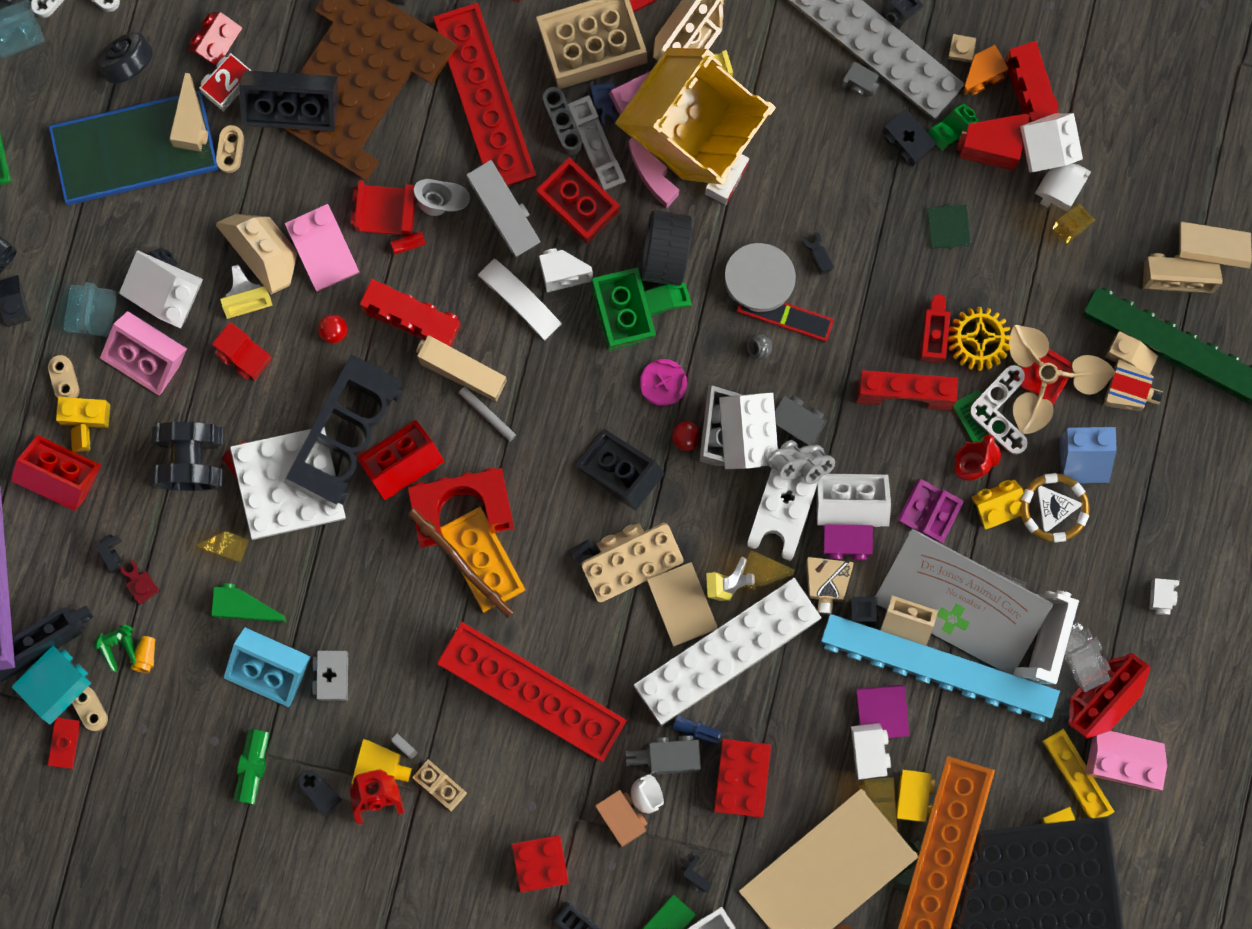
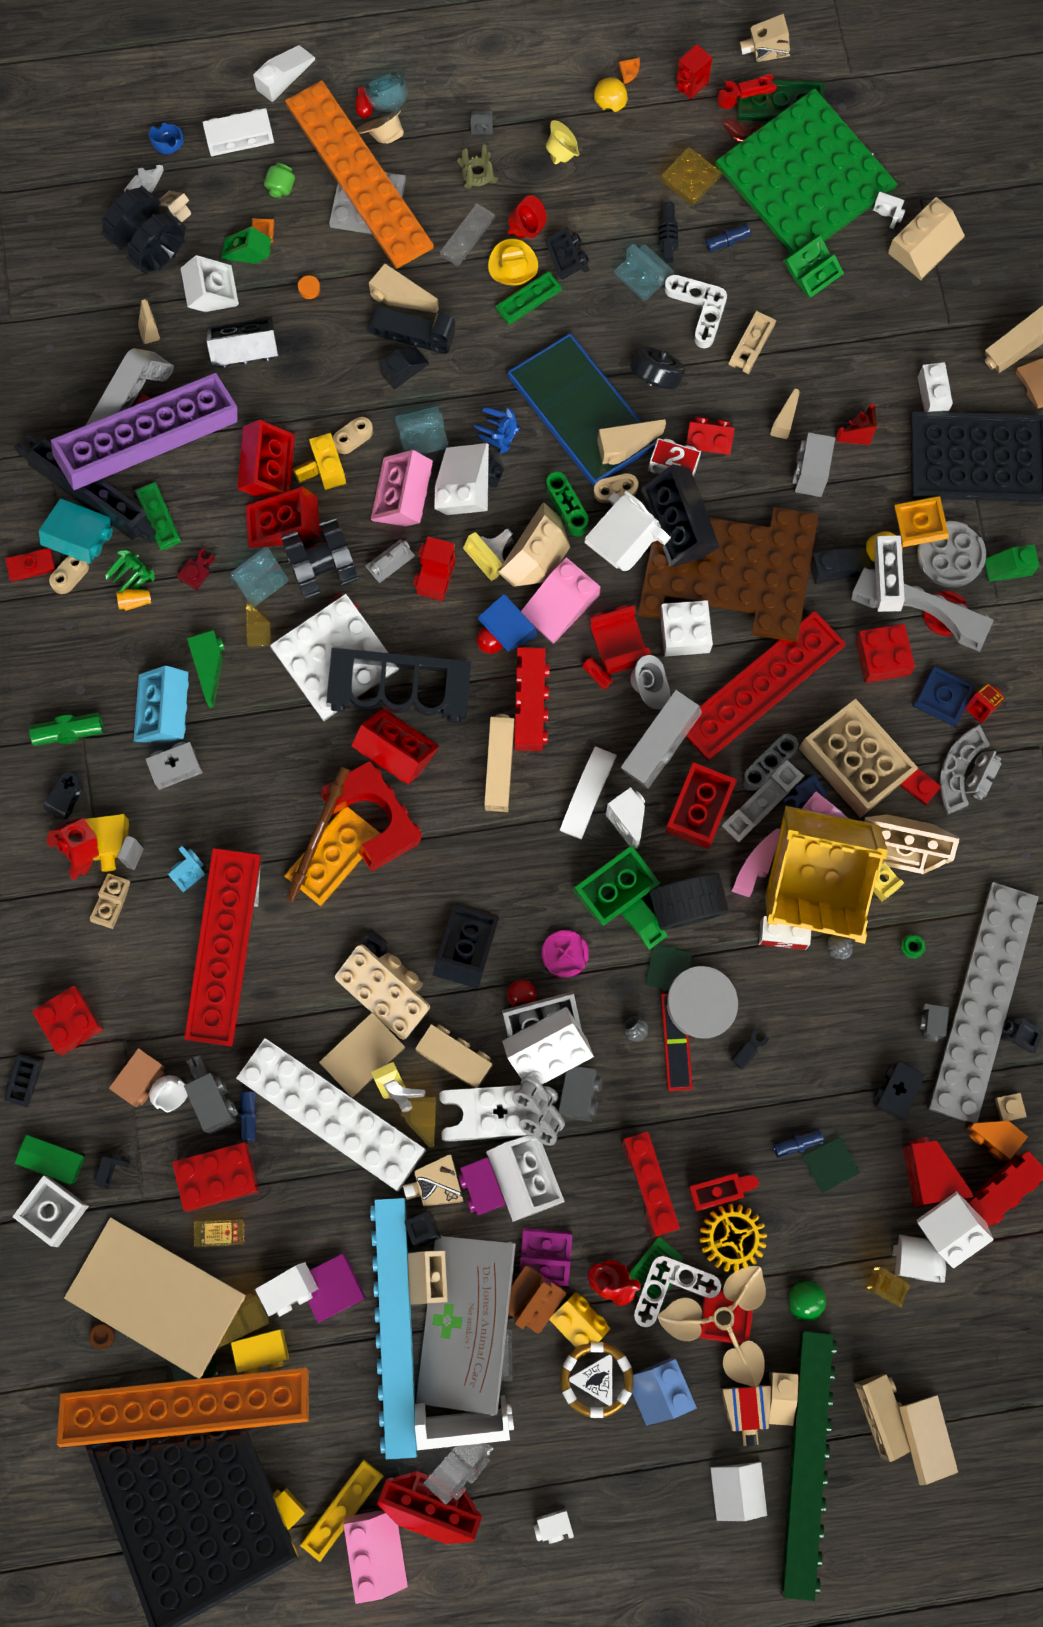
camera: 70 degrees right, 5 degrees down
(52, 599) = (158, 515): none -> green tile
(110, 557) = (208, 534): black bracket -> none
(121, 223) = (498, 437): none -> blue piece
(124, 479) = (283, 515): none -> red slope
(174, 524) = (259, 577): none -> clear light blue bracket
(210, 392) = (390, 560): none -> light grey hinge
(221, 195) = (577, 511): none -> green beam
(283, 158) = (625, 532): none -> white piece
(327, 306) = (507, 624): none -> blue slope
(400, 142) = (686, 628): none -> white brick
(445, 701) = (188, 871): none -> medium azure bracket
(487, 414) = (469, 807): light grey bar -> none
(712, 295) = (666, 966): none -> clear green piece
(718, 519) = (454, 1056): none -> tan brick
(762, 135) = (840, 947): none -> dark grey piece
(784, 61) = (918, 941): none -> green plate
(792, 796) = (219, 1233): none -> clear yellow tile
(919, 246) = (798, 1143): none -> dark blue pin
(951, 127) = (922, 1125): green slope -> none
(964, 534) = (533, 1299): none -> dark orange bracket
(1058, 298) = (807, 1301): none -> green hair
(1195, 426) = (738, 1492): none -> white slope

